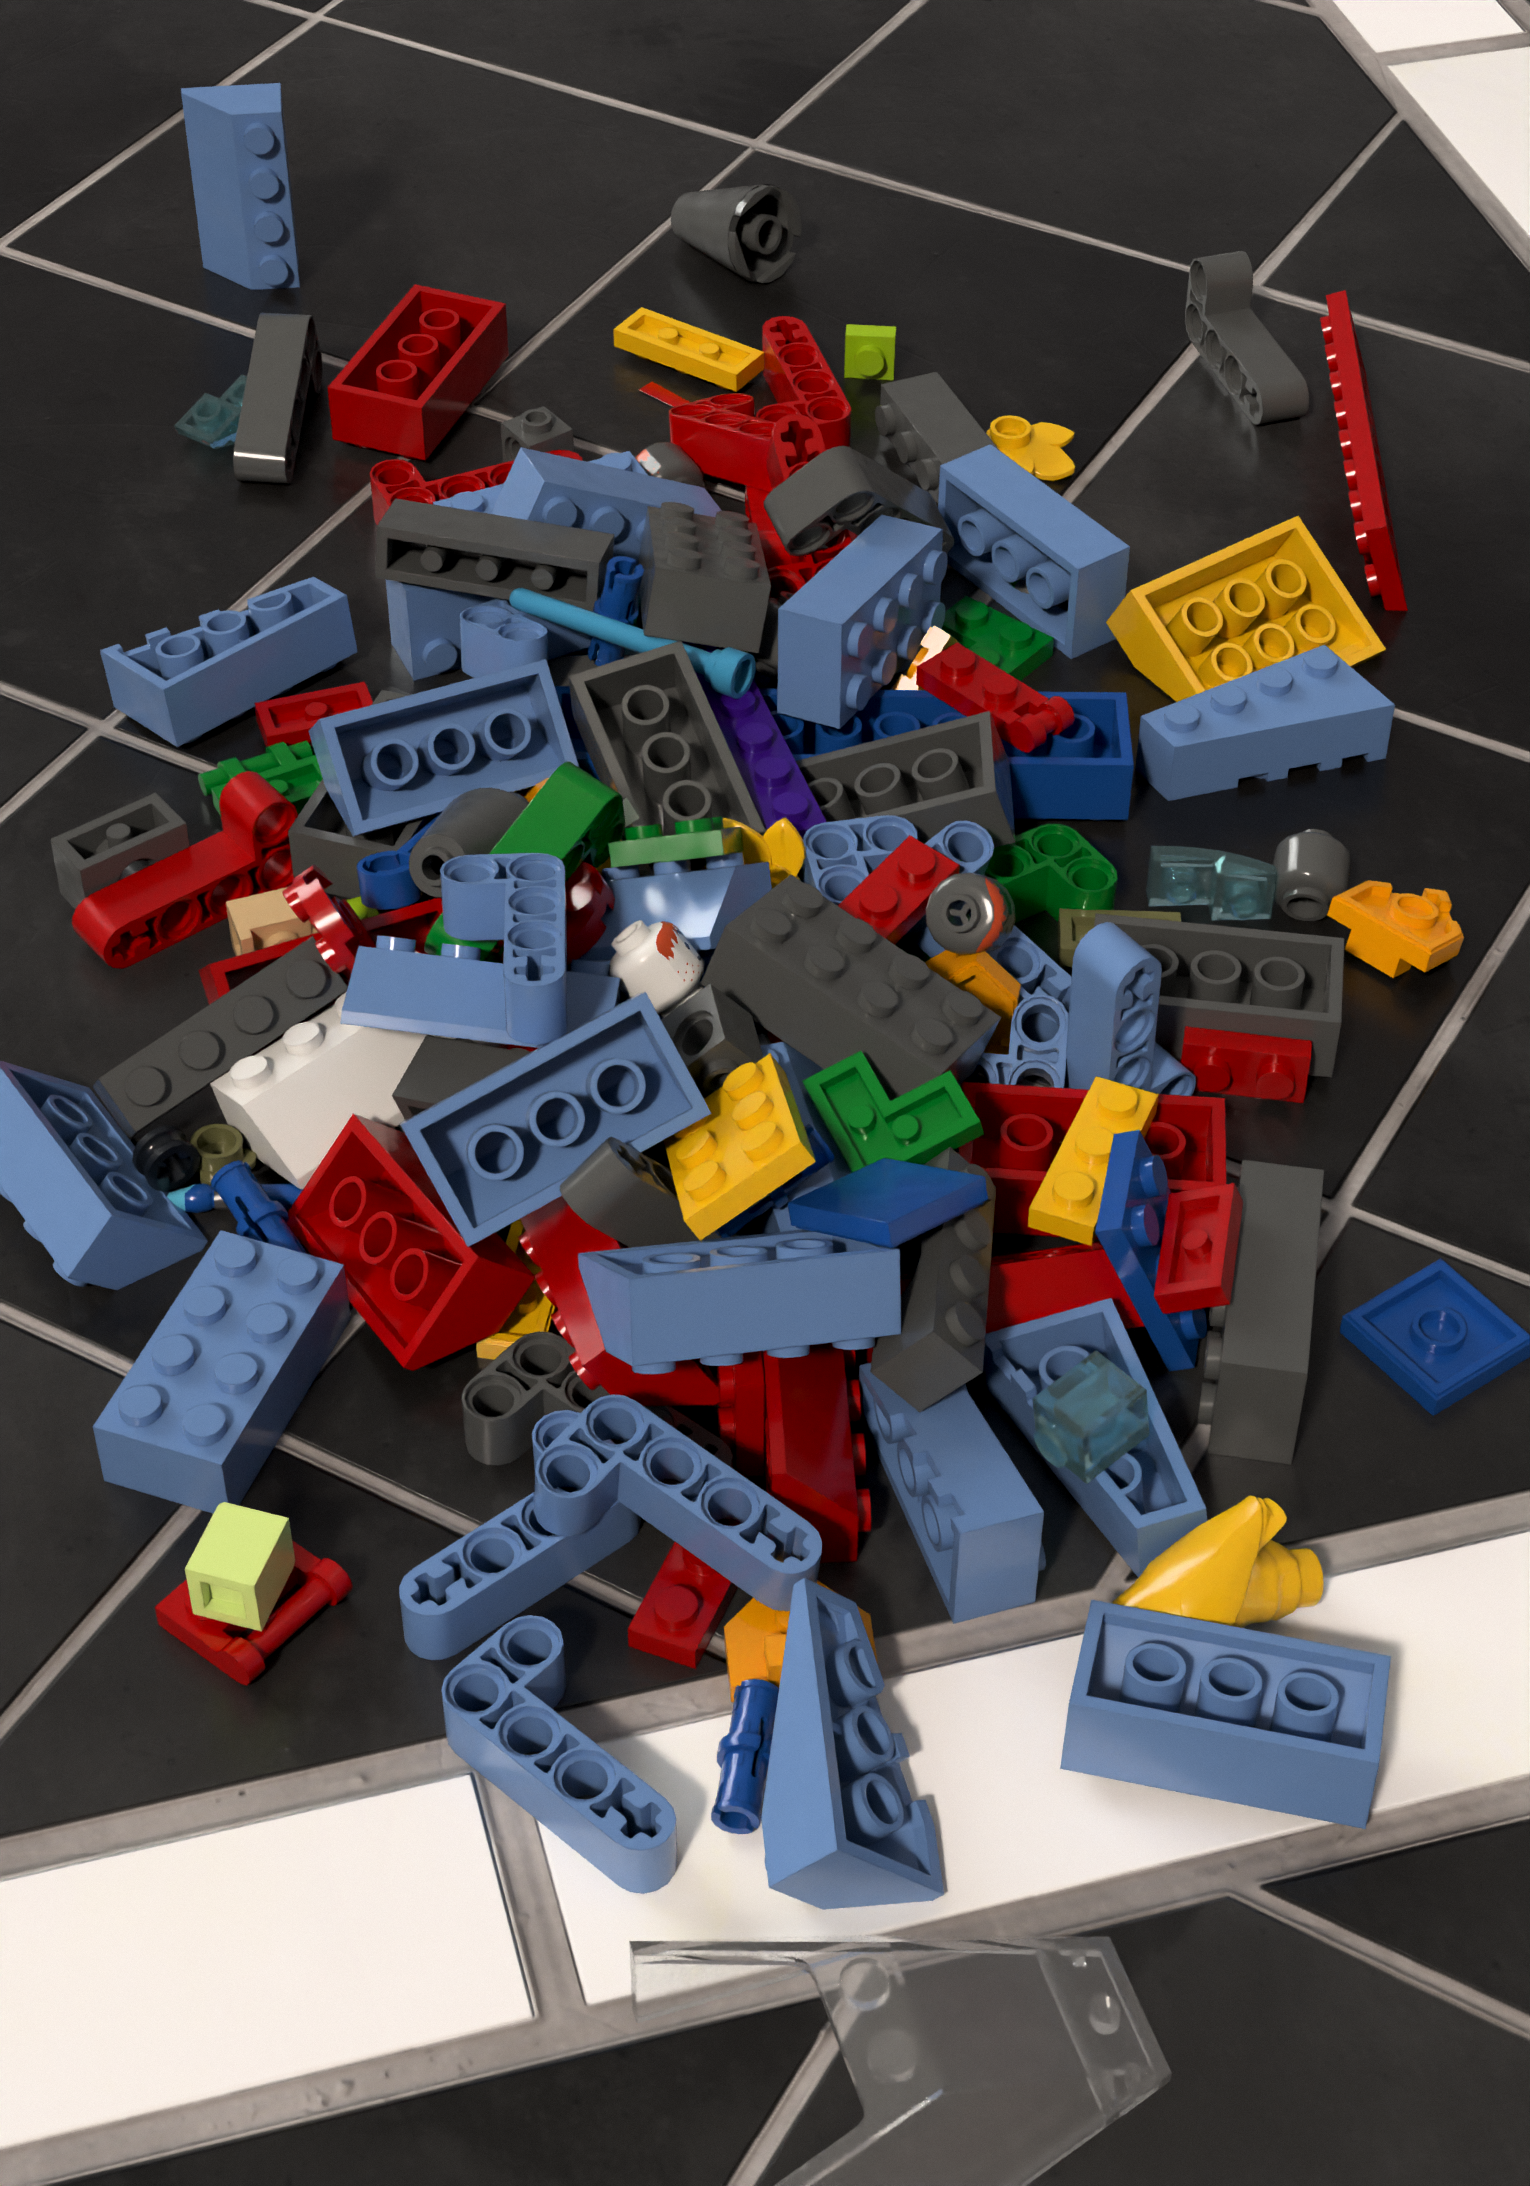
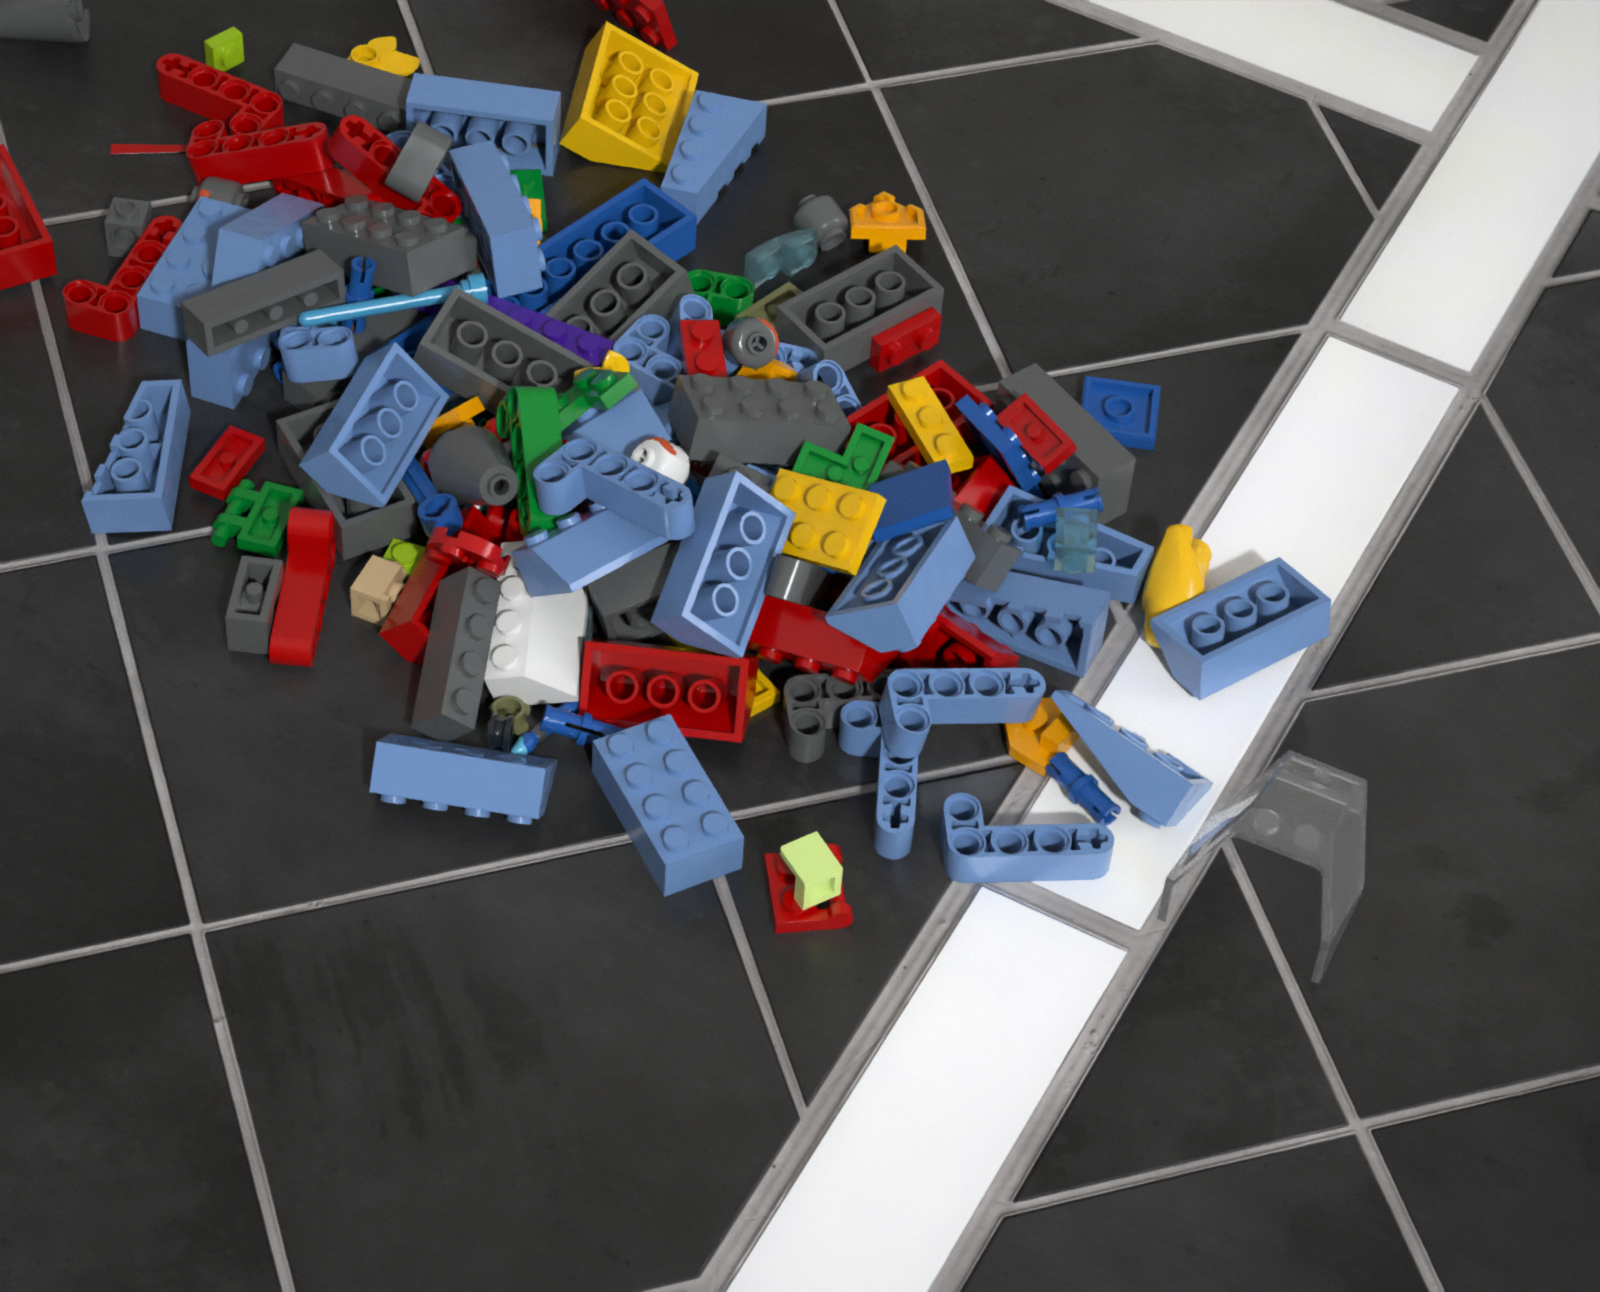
camera: 50 degrees left, 5 degrees up
(681, 1609) = (977, 752): red plate -> none
(689, 349) = (115, 110): yellow plate -> none
(978, 686) = (593, 220): red plate -> none
(1116, 1017) = (874, 350): medium blue beam -> none
(1160, 1376) = (1045, 511): none -> blue pin

